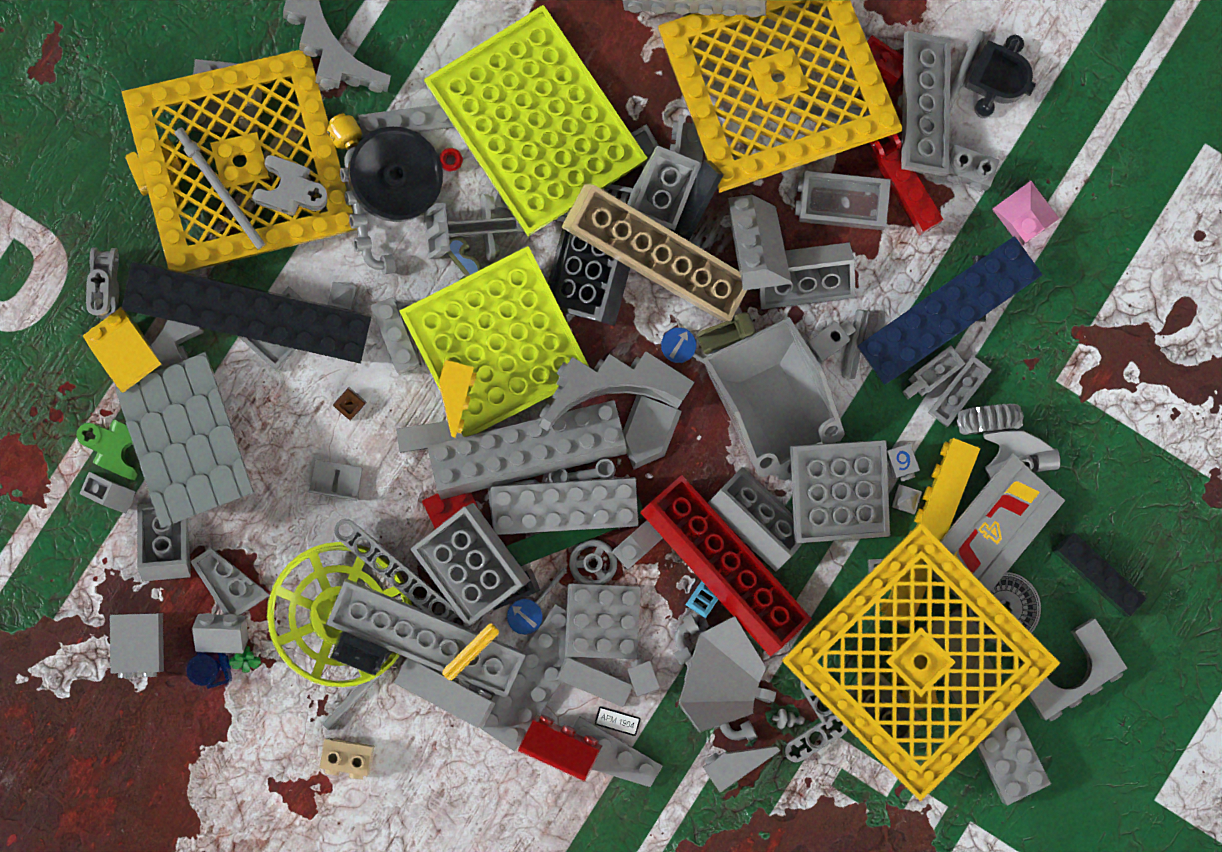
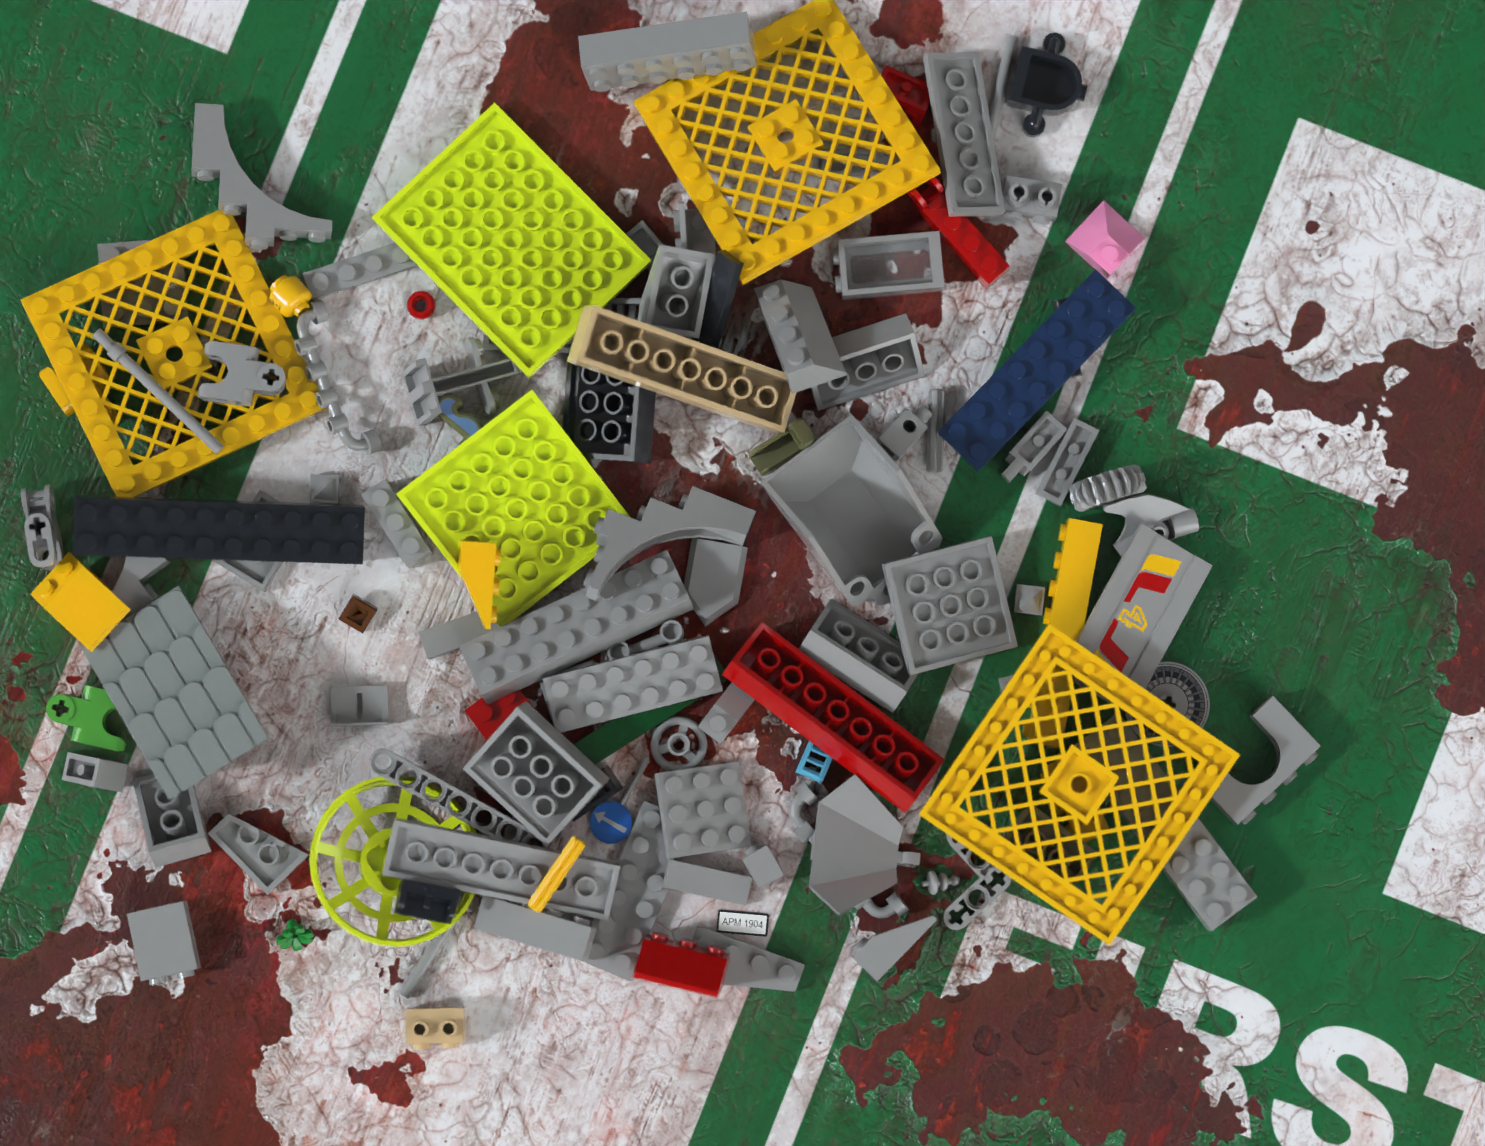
camera: 15 degrees left, 0 degrees up
(207, 669) = (252, 955): clear blue piece -> none
(220, 633) = (260, 910): light grey brick -> none
(395, 174) = (359, 334): black dish -> none
(679, 345) = (731, 471): blue piece -> none
(902, 462) = (1016, 557): light grey brick -> none
(1099, 574) = (1269, 644): black brick -> none

